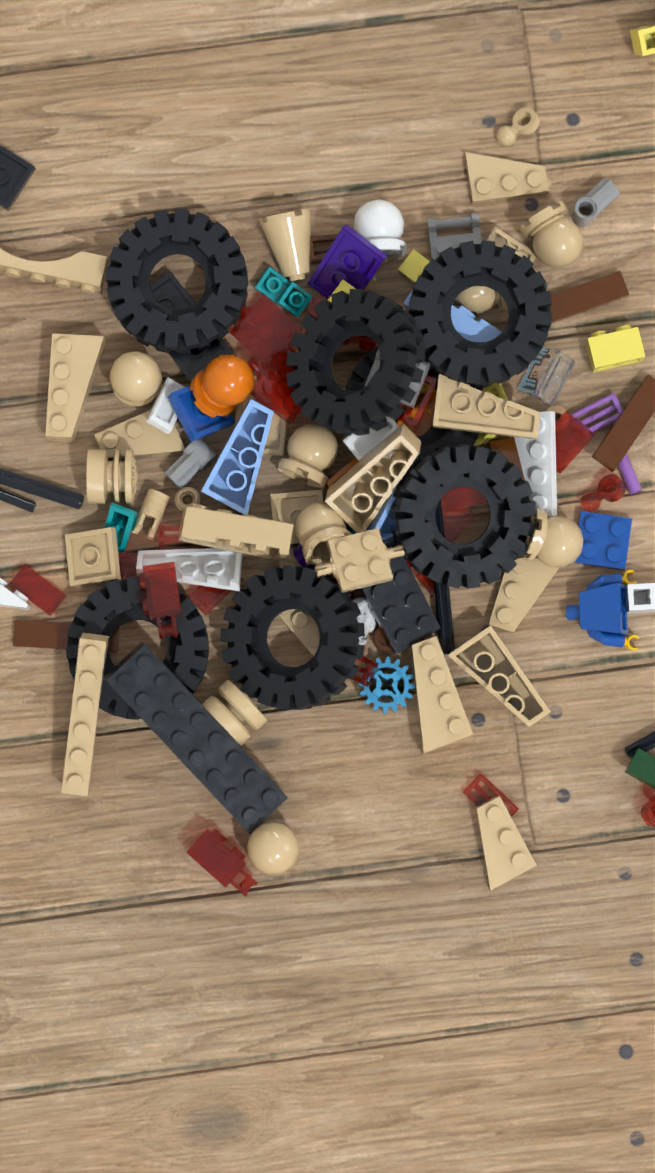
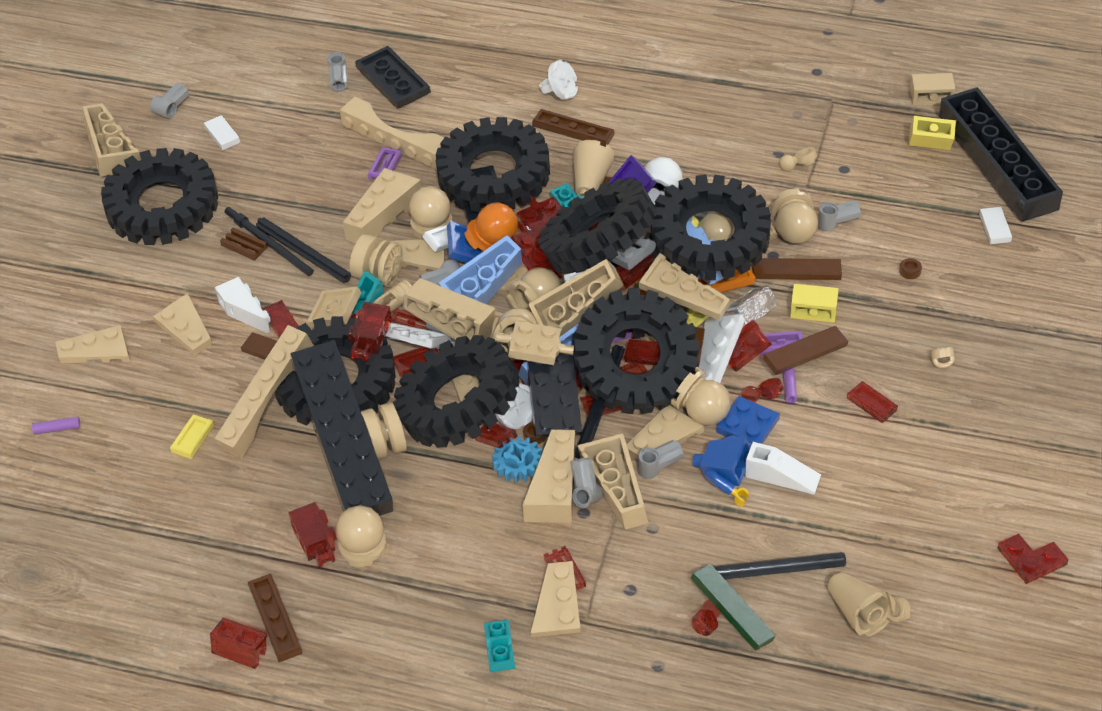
camera: 30 degrees right, 35 degrees down
(23, 783) = (192, 436): none -> light yellow tile
(36, 287) = (388, 164): none -> medium lavender tile
(193, 104) = (560, 80): none -> white tile
(211, 1016) = (238, 642): none -> clear red hinge
(228, 969) = (274, 618): none -> reddish brown tile
(234, 167) = (572, 127): none -> reddish brown tile
(465, 914) = (499, 645): none -> teal slope
(474, 697) = (585, 482): none -> light grey piece
(503, 179) = (771, 183): tan wing -> none
(532, 625) = (653, 459): none -> light grey piece

